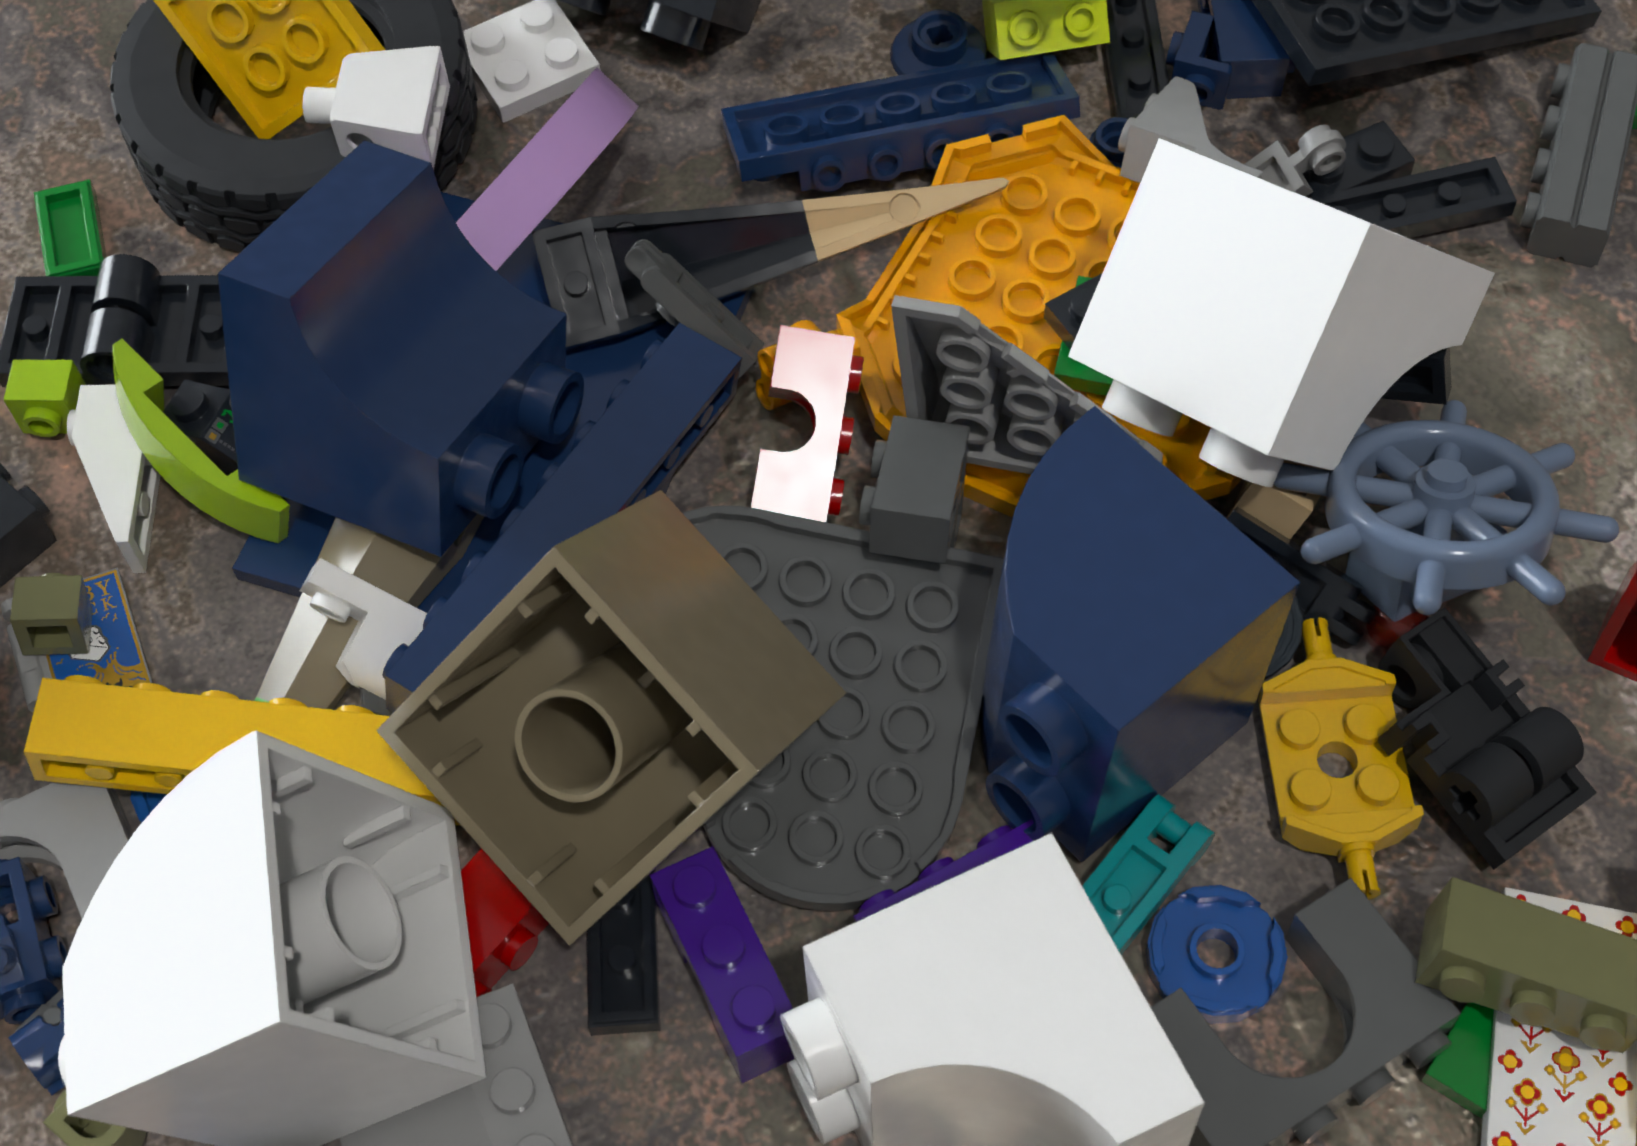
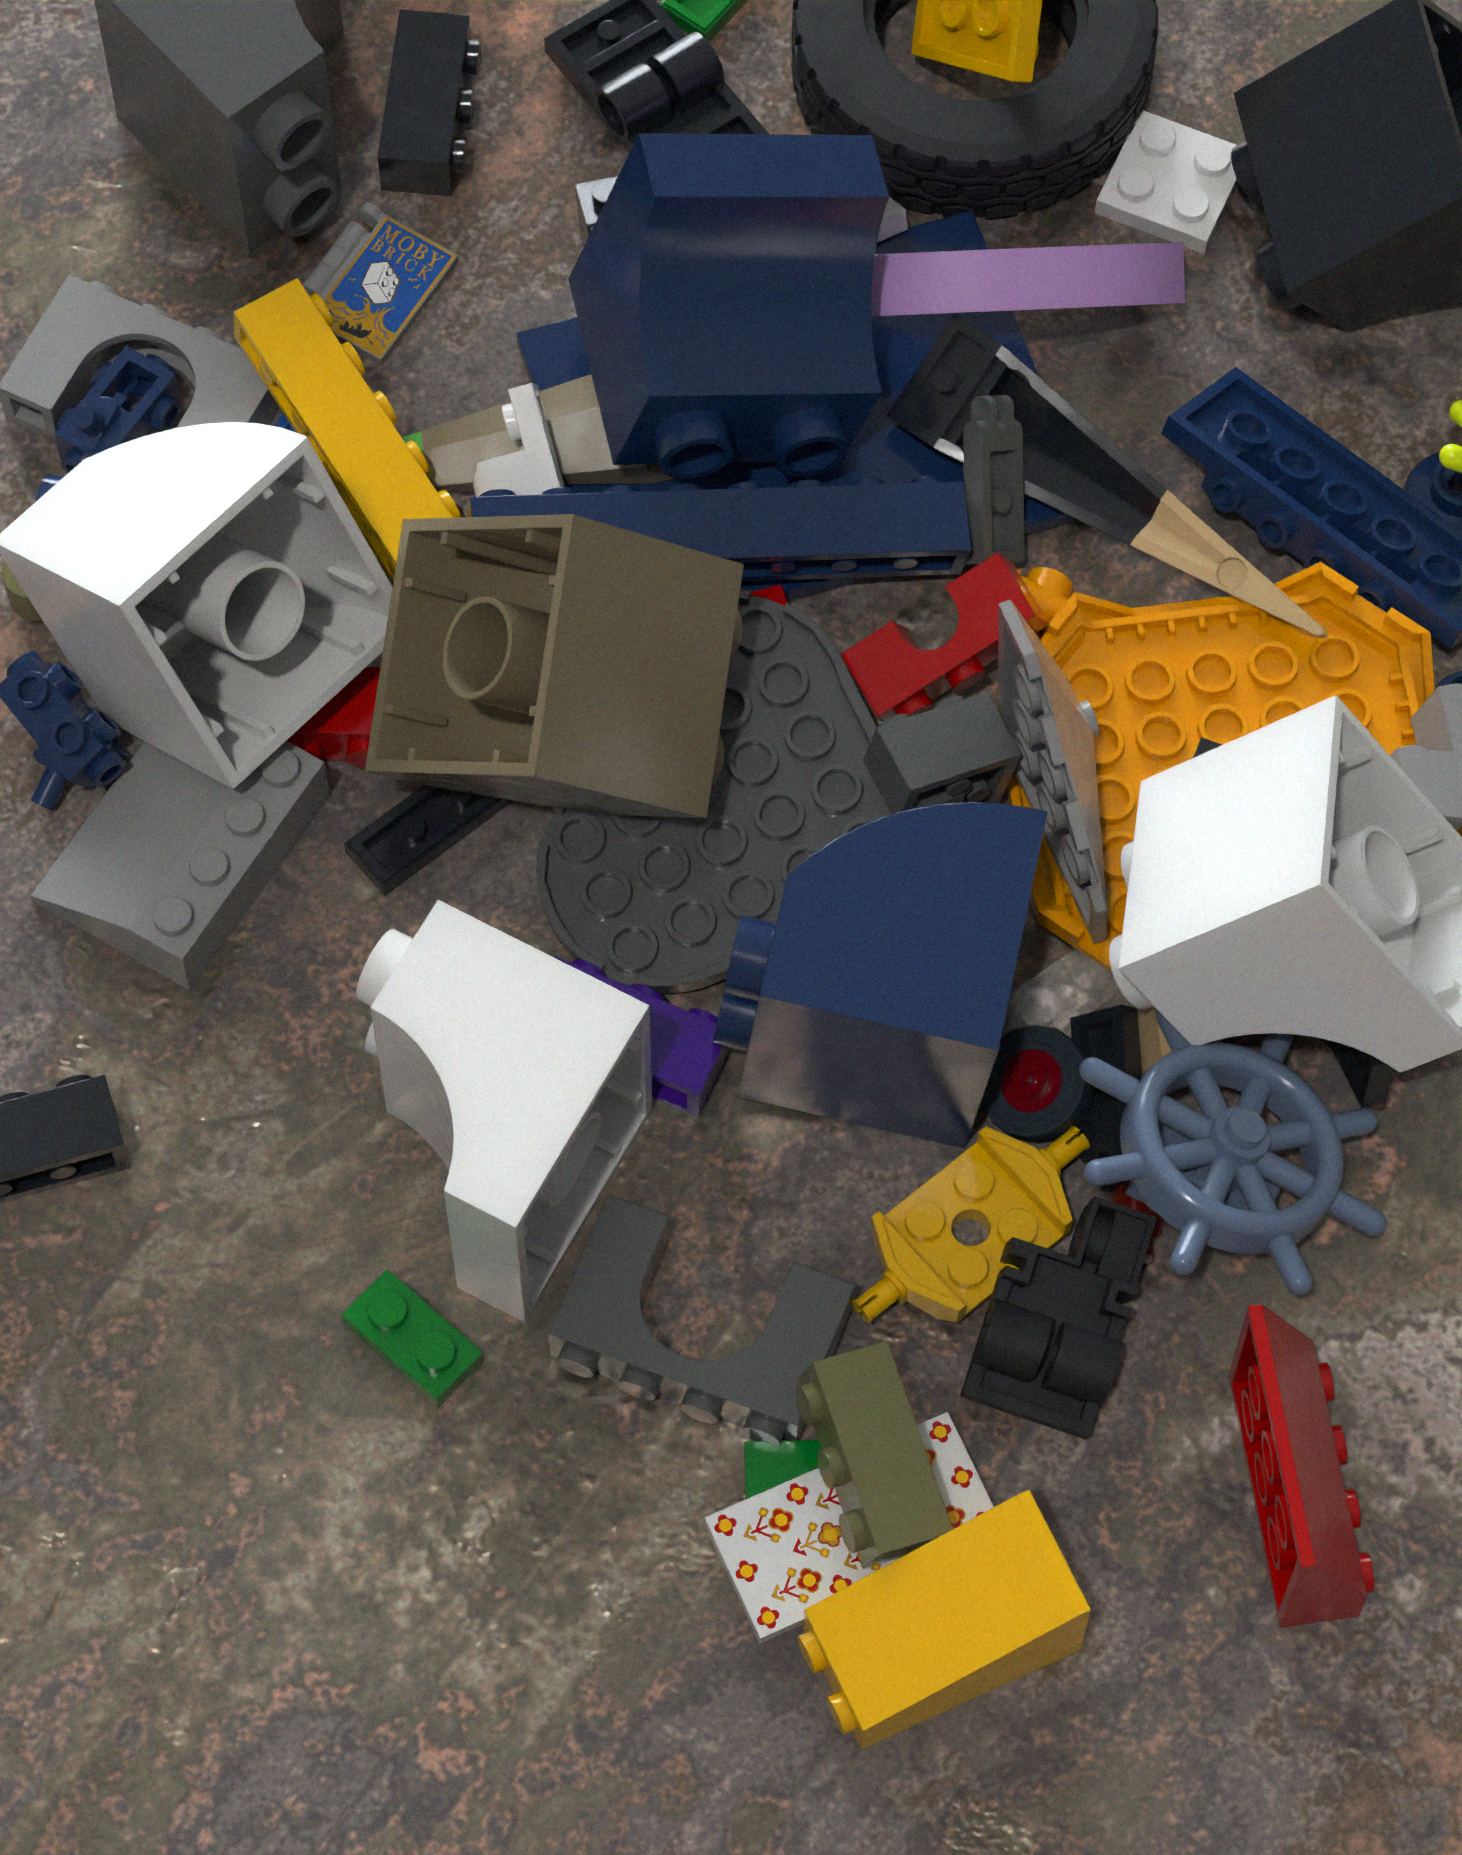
camera: 50 degrees right, 5 degrees up
(42, 395) = (554, 91): lime plate -> none
(51, 614) = (375, 242): olive plate -> none
(117, 471) = (537, 188): white slope -> none
(182, 462) = (582, 162): lime slope -> none
(385, 99) = (974, 121): white torso -> none
(726, 960) = (475, 864): dark purple arch -> none
(1141, 875) = (744, 1141): teal plate -> none
(1224, 915) = (726, 1274): blue tile -> none

